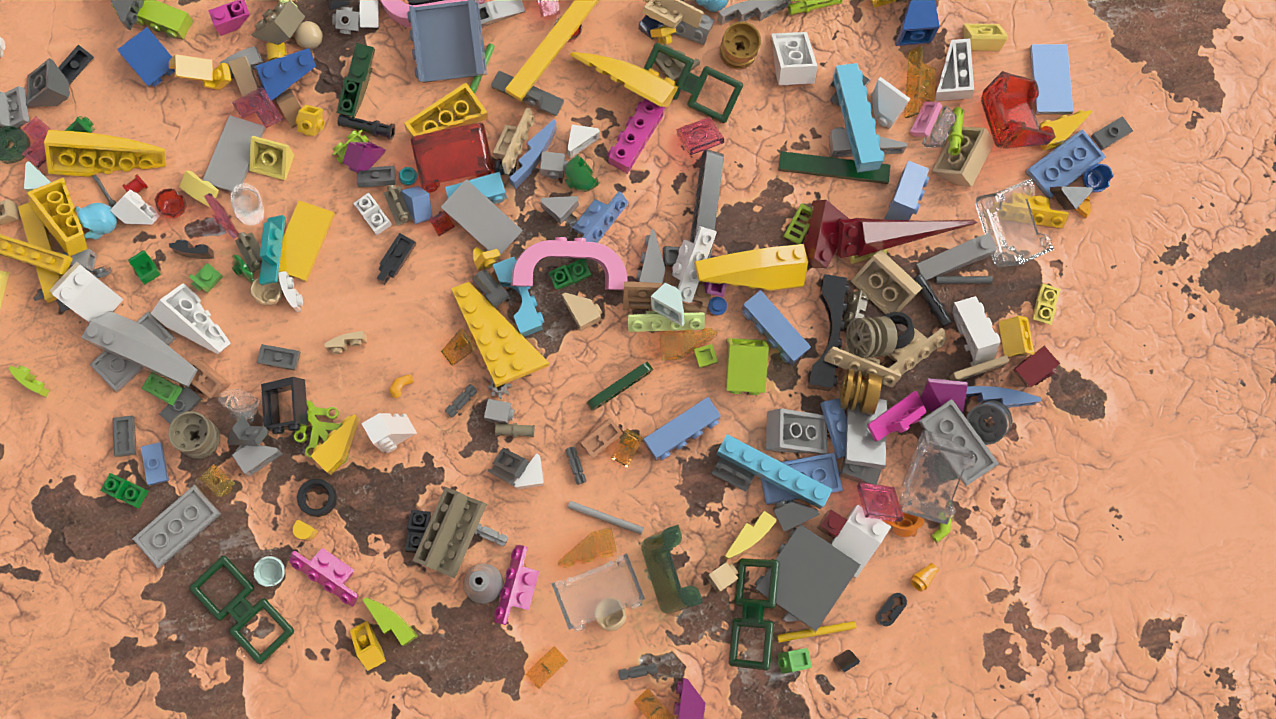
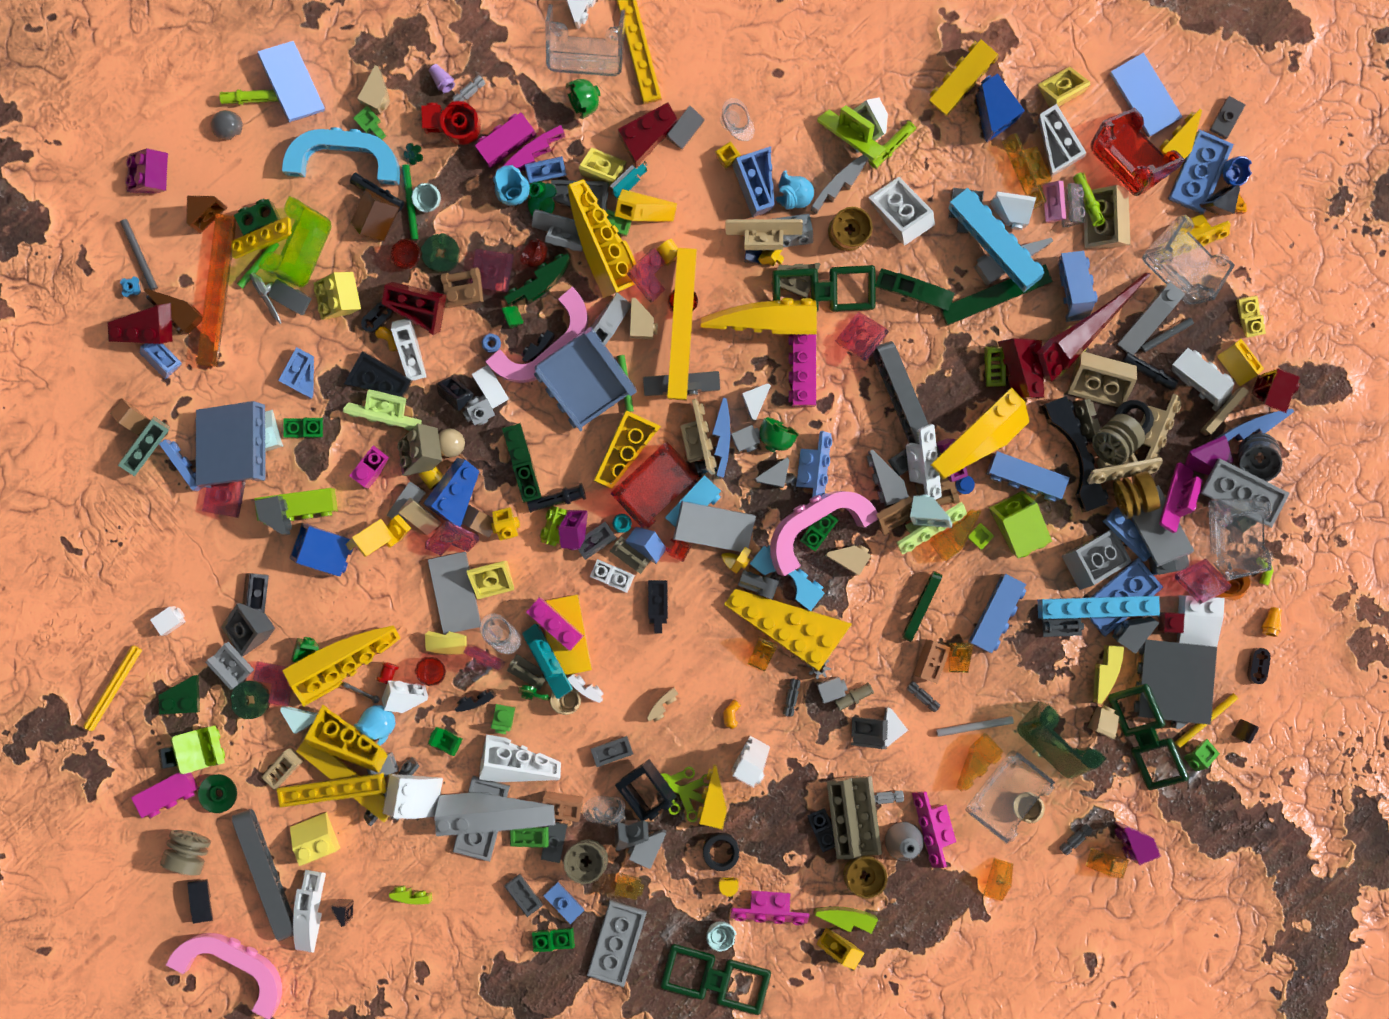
camera: 25 degrees left, 10 degrees up
(298, 221) = (555, 623): none -> dark pink brick
(421, 580) = (874, 882): none -> pearl gold wheel
(523, 27) = (642, 322): none -> tan slope
(768, 123) = (915, 289): none -> dark green slope

